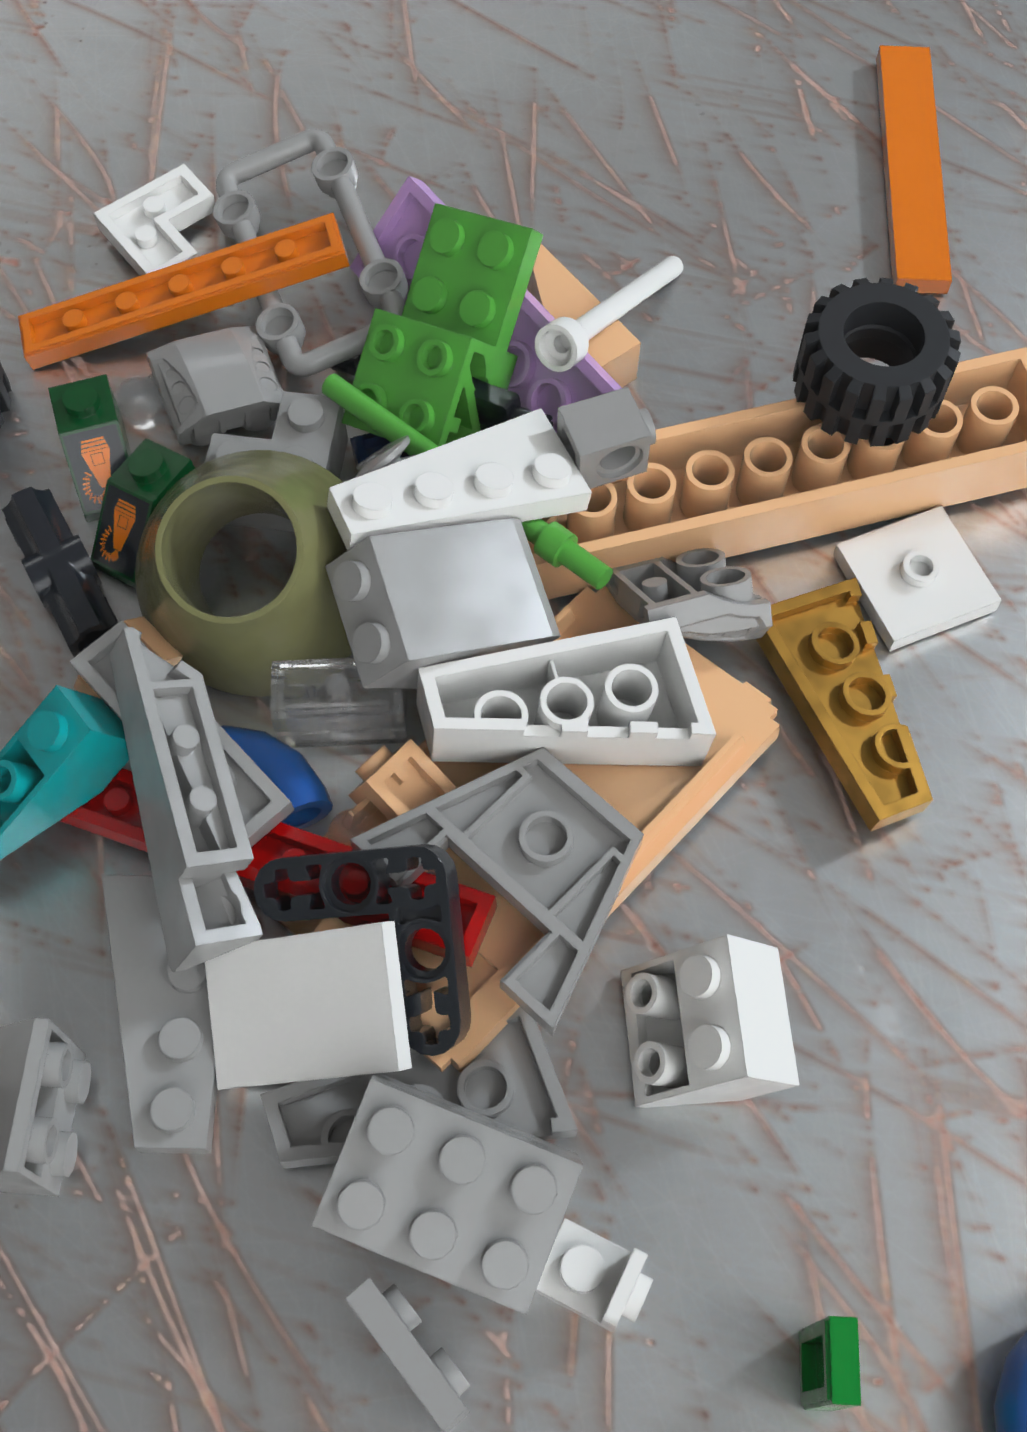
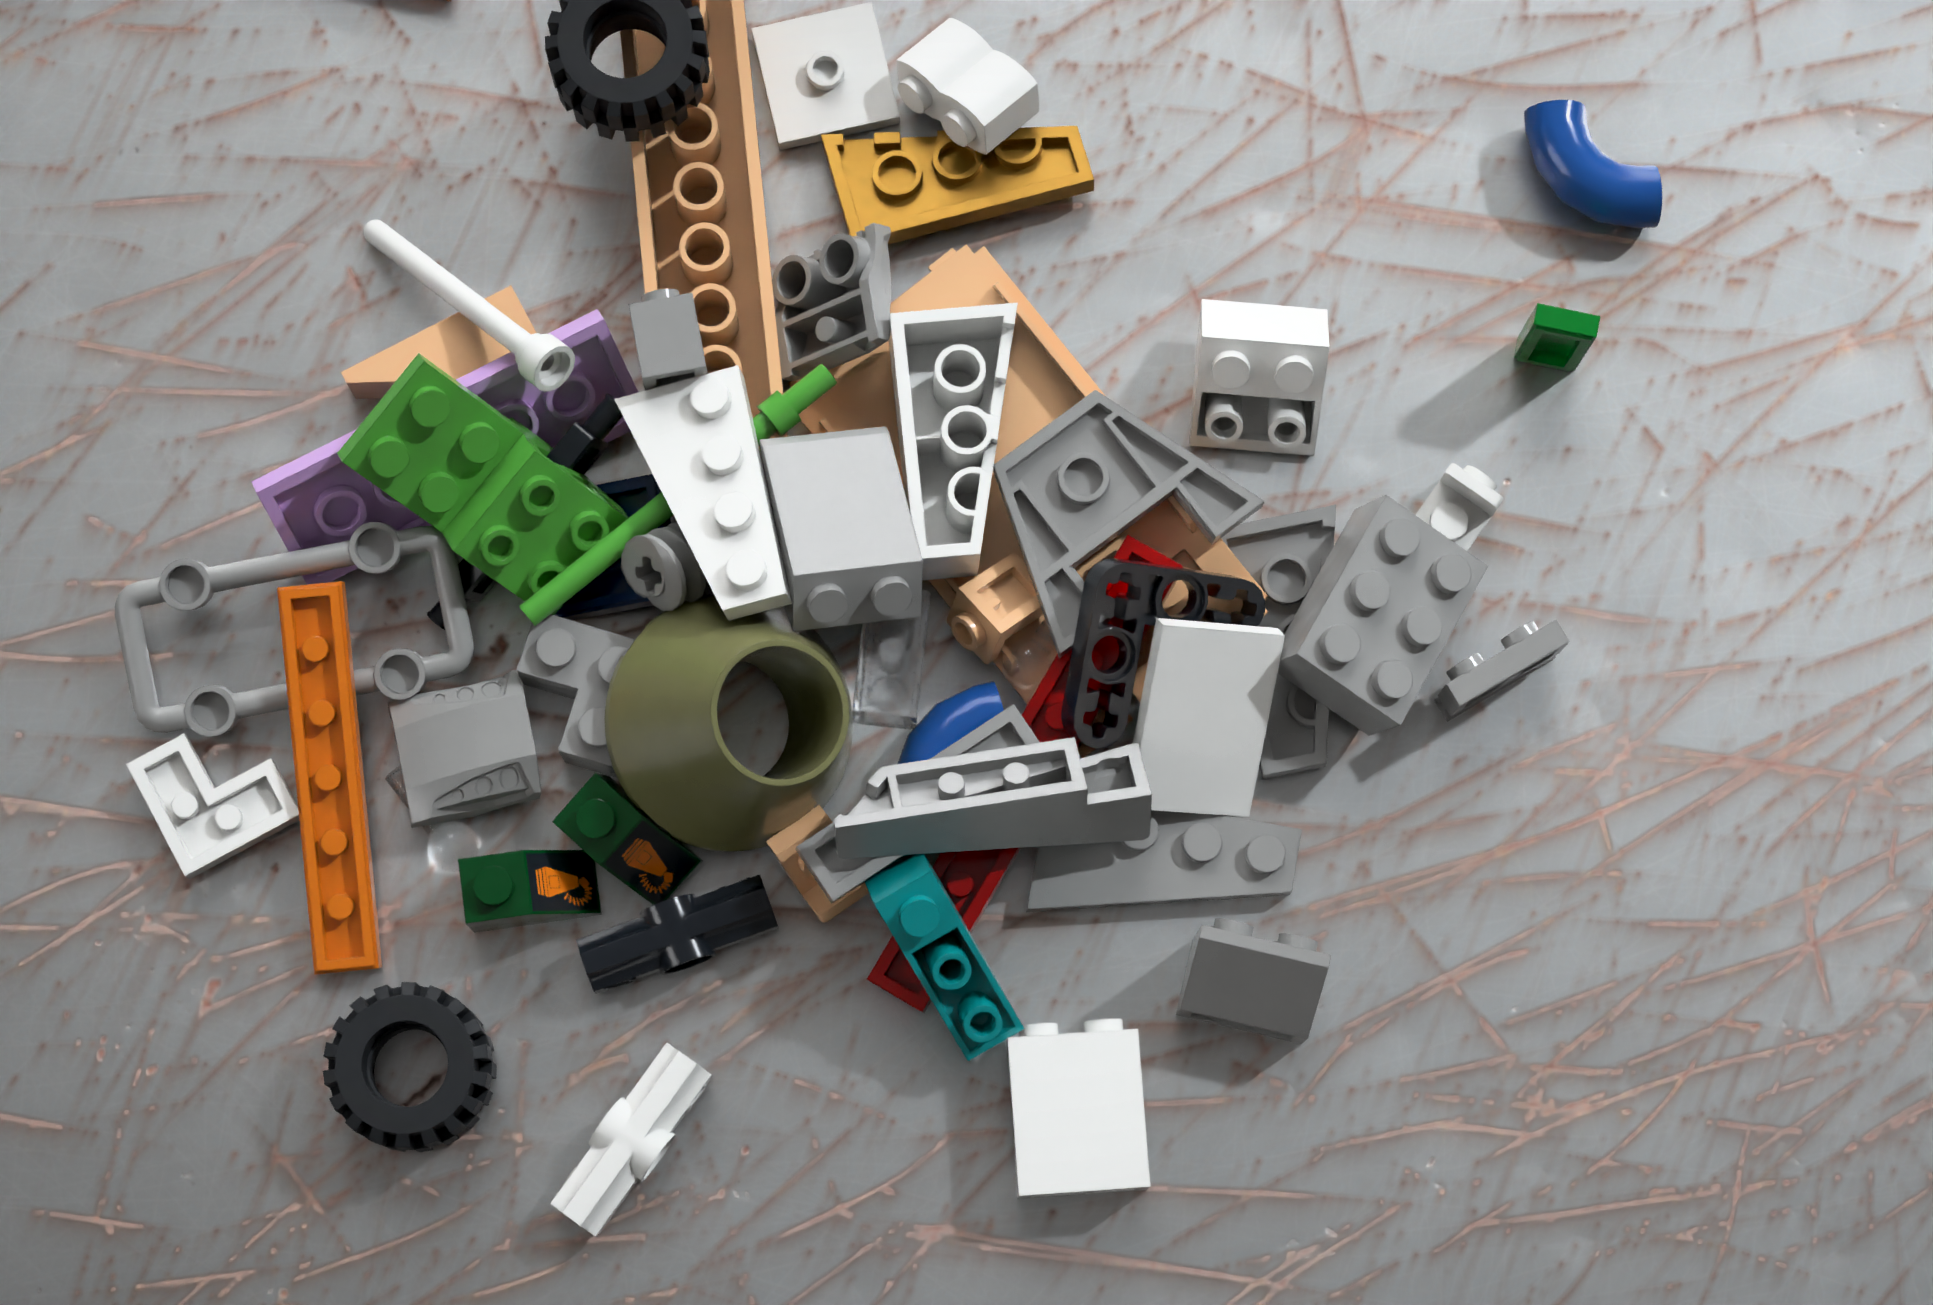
camera: 85 degrees left, 15 degrees up
(940, 685) = (967, 86): none -> white brick

